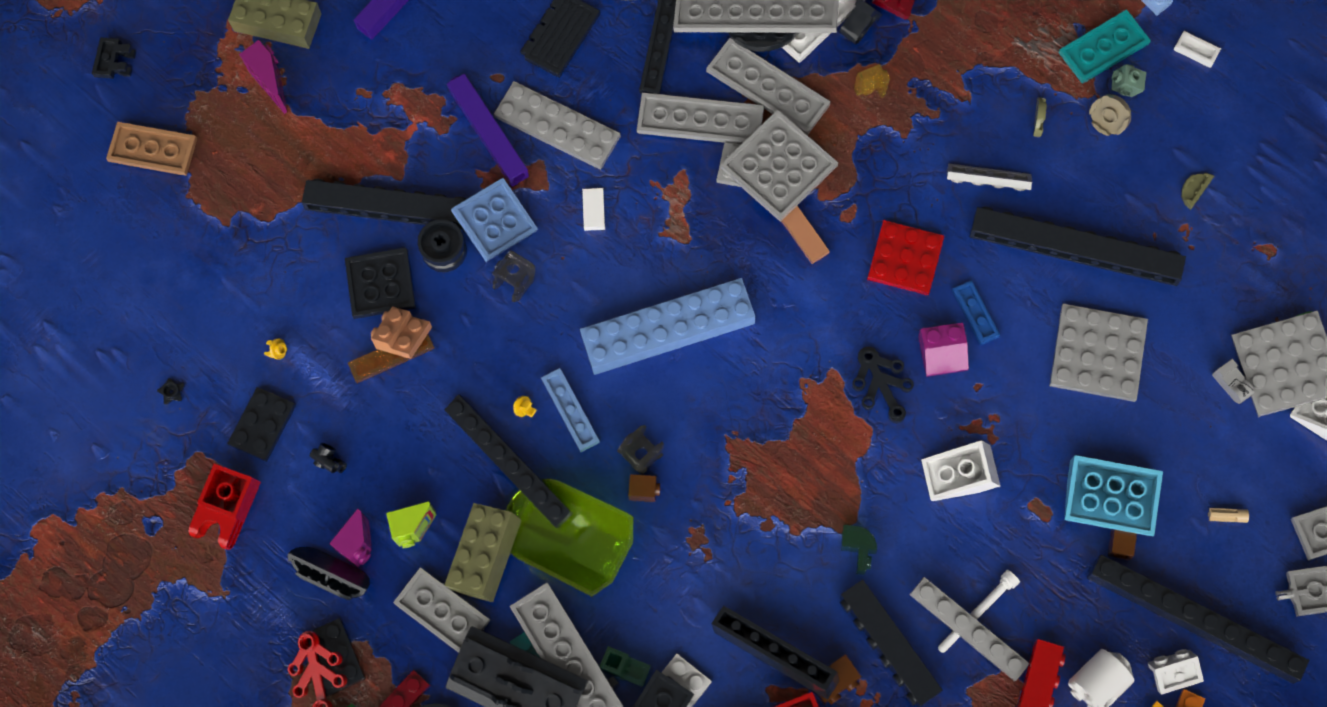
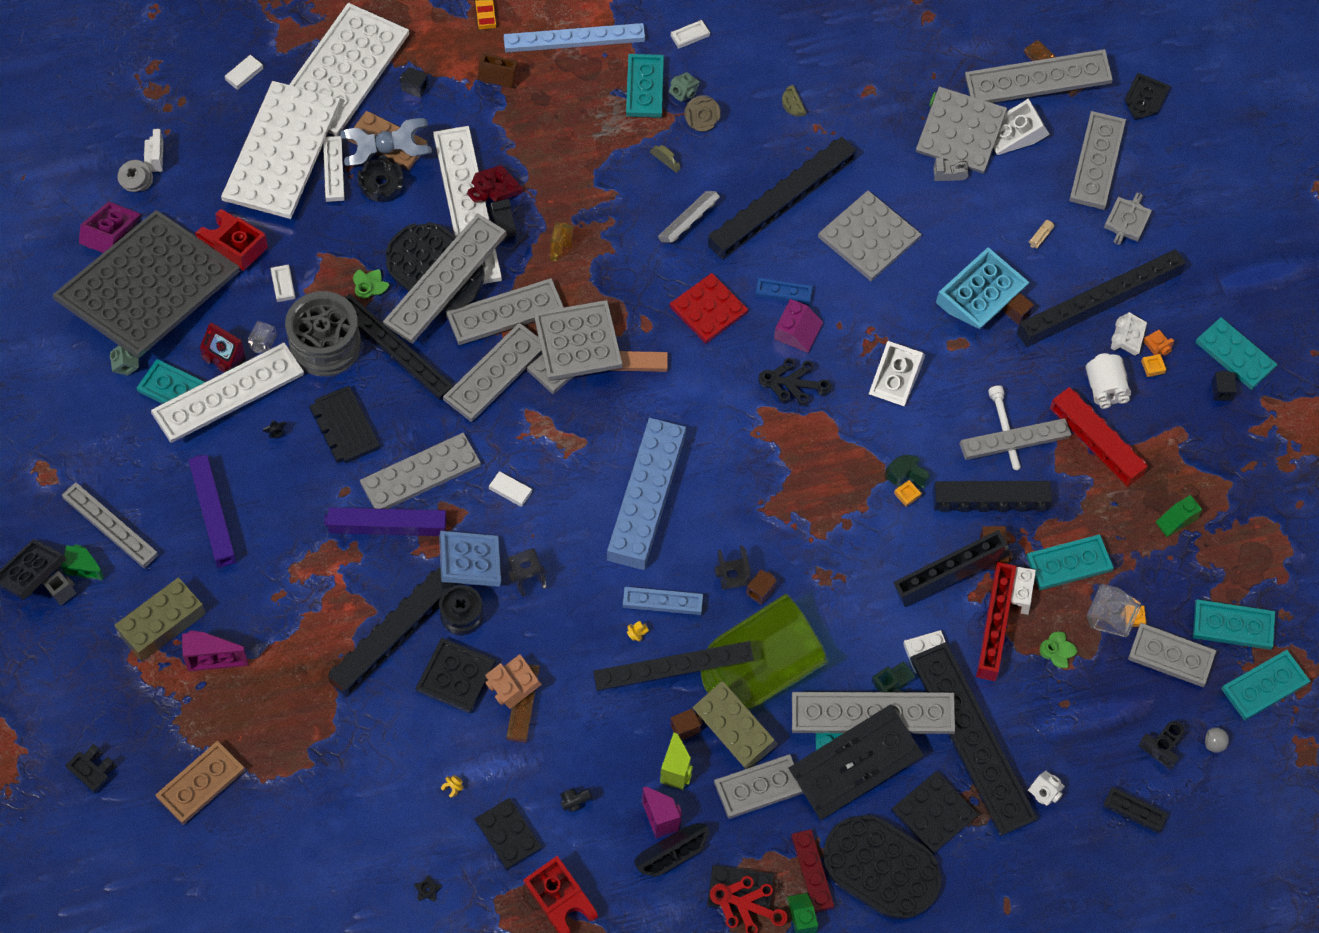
camera: 65 degrees left, 10 degrees down
(457, 507) = (686, 724): none -> reddish brown brick
(836, 561) = (907, 493): none -> light orange plate

